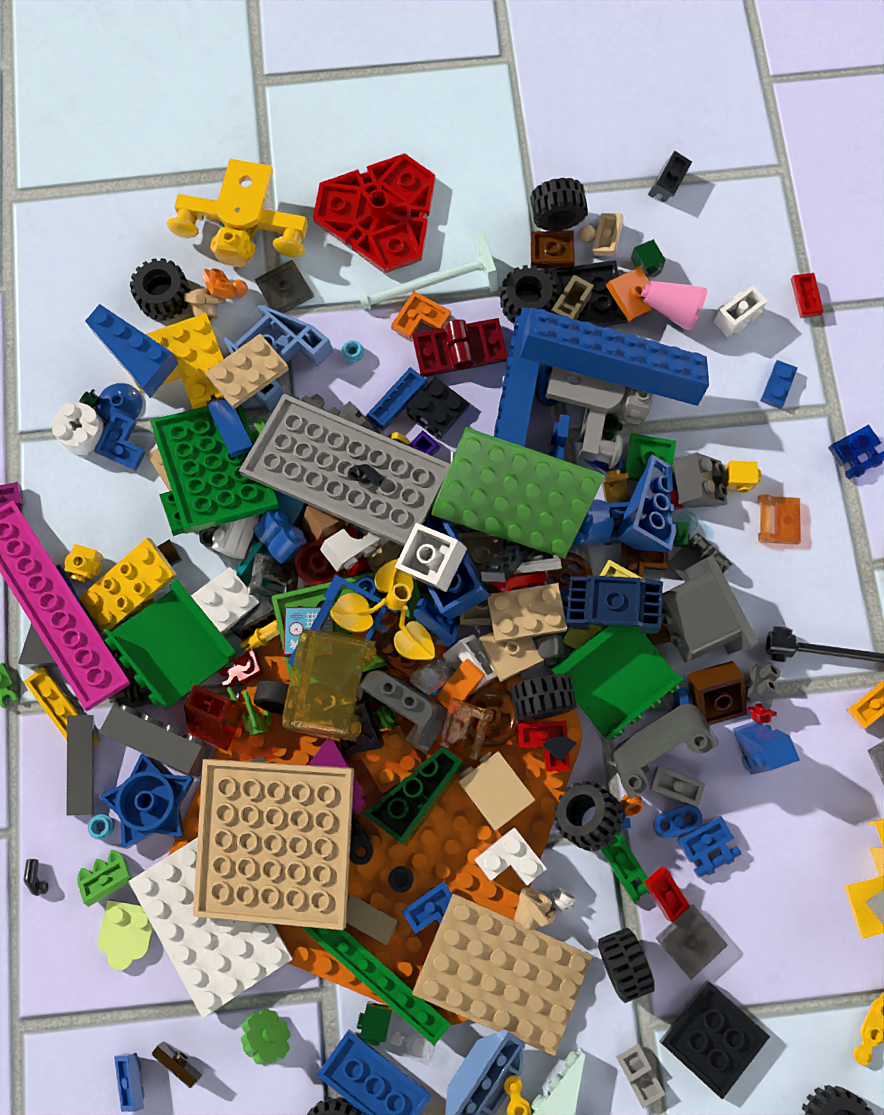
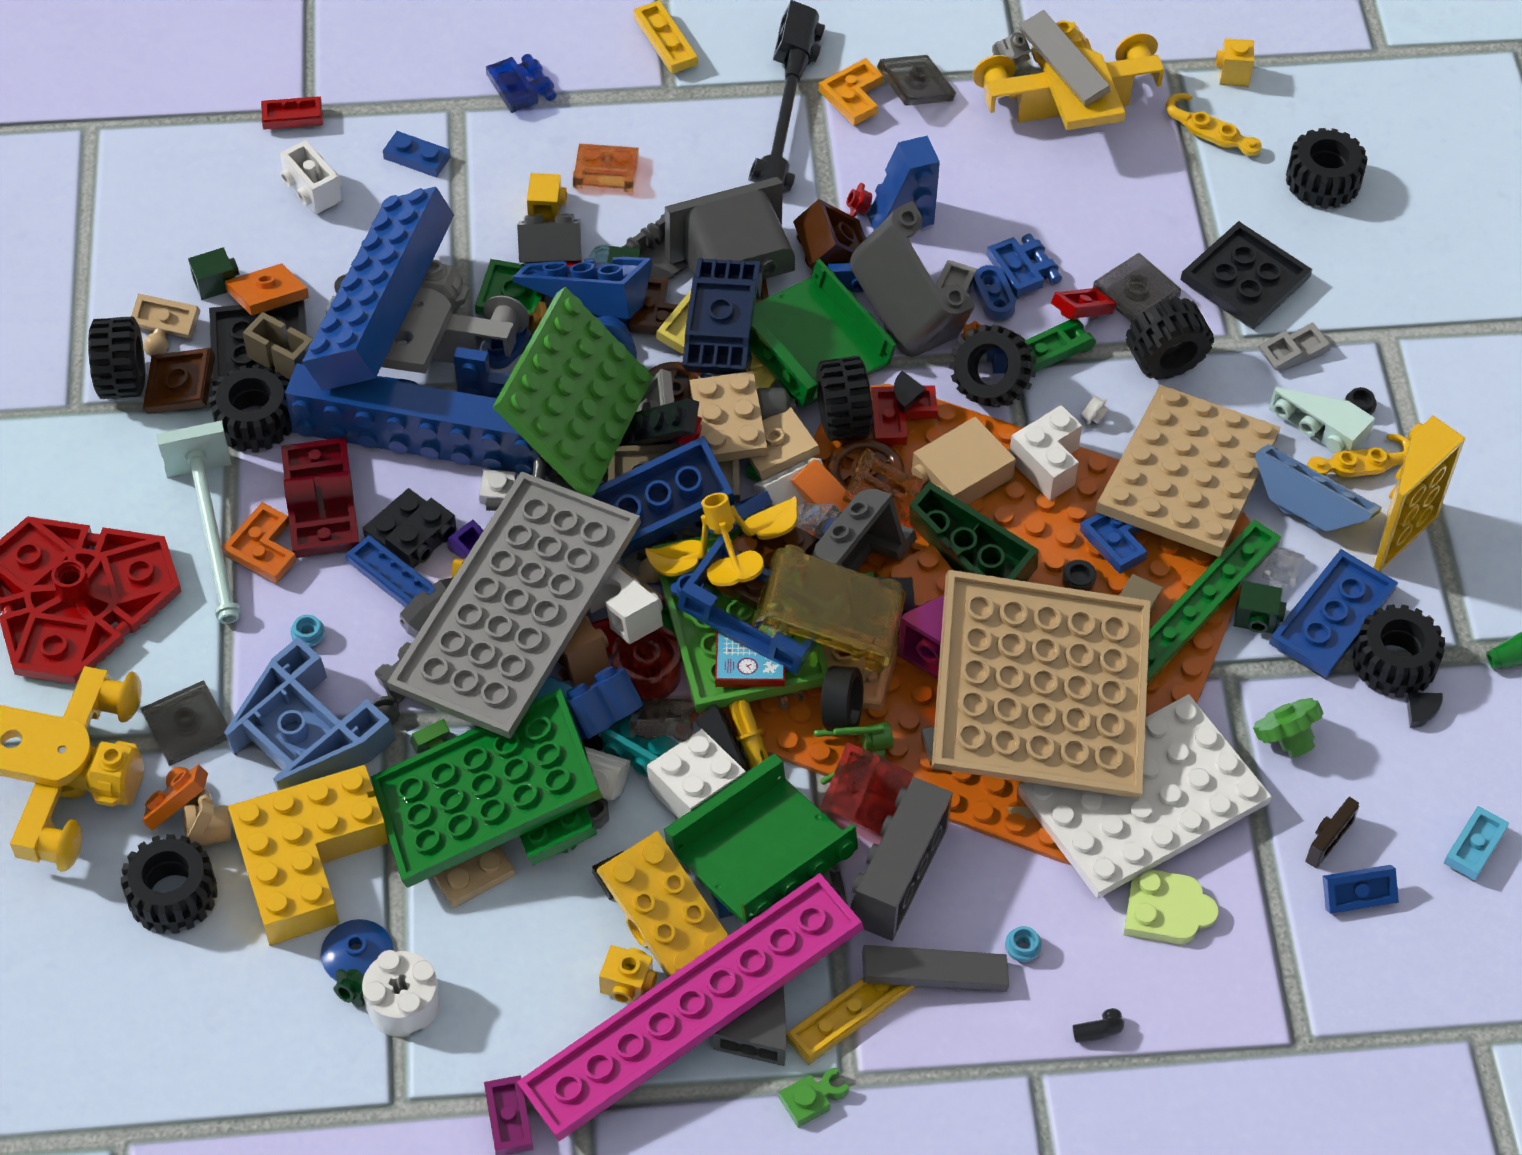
camera: 90 degrees left, 20 degrees down
(104, 878) = (1095, 931): bright green plate -> none
(114, 442) = (435, 943): blue plate -> none
(131, 800) = (981, 902): blue plate -> none
(136, 352) = (287, 887): blue wedge -> none
(230, 427) = (423, 769): blue tile -> none
(245, 669) = (796, 761): red plate -> none
(246, 371) = (340, 739): tan plate -> none
(365, 472) = (527, 567): black arm -> none
(431, 557) = (659, 488): white brick -> none
(534, 909) = (1109, 435): tan piece -> none
(670, 176) = (85, 241): black hinge -> none
(675, 301) = (292, 234): bright pink cone -> none
(762, 684) = (832, 192): dark grey hips -> none

